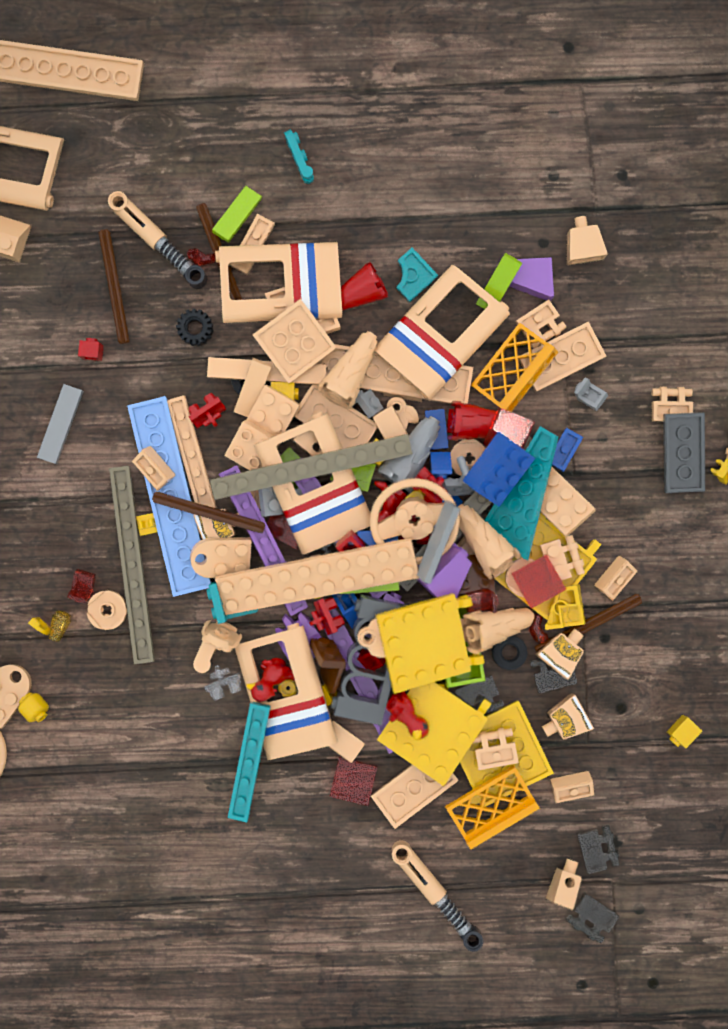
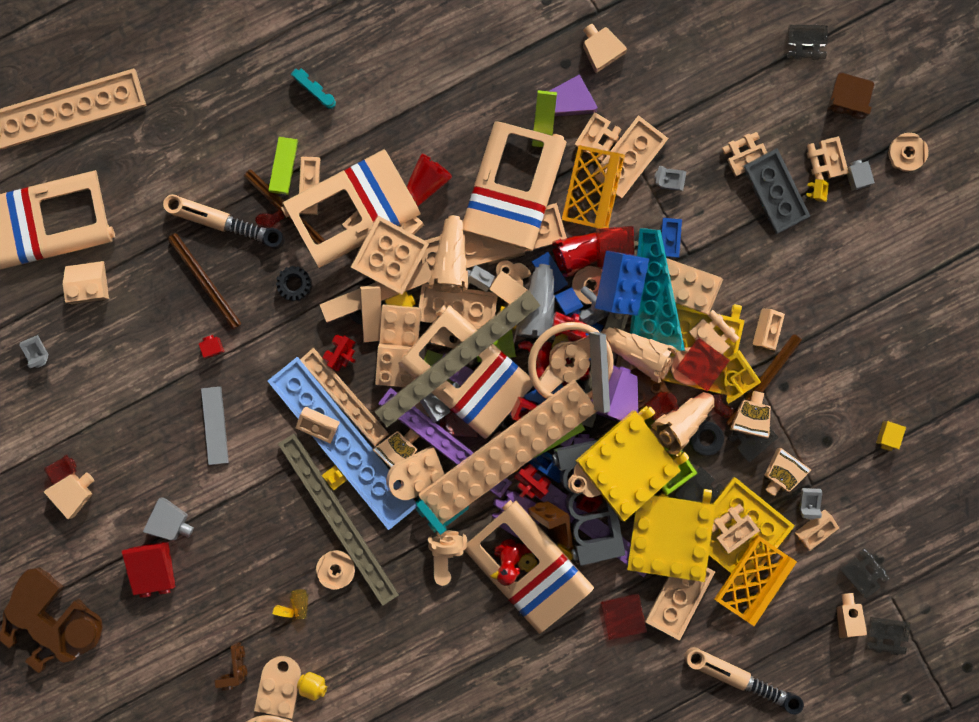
camera: 30 degrees left, 0 degrees up
(82, 586) = (303, 559): clear red bracket -> none
(208, 512) = (386, 440): reddish brown axle -> none
(215, 688) = (464, 592): clear hips -> none
(249, 761) = (524, 642): teal plate -> none
(347, 745) = (604, 586): light nougat slope -> none
(403, 711) = (639, 533): red animal -> none
(415, 275) = (466, 144): teal tile -> none
(578, 759) = (810, 503): none -> light grey bracket

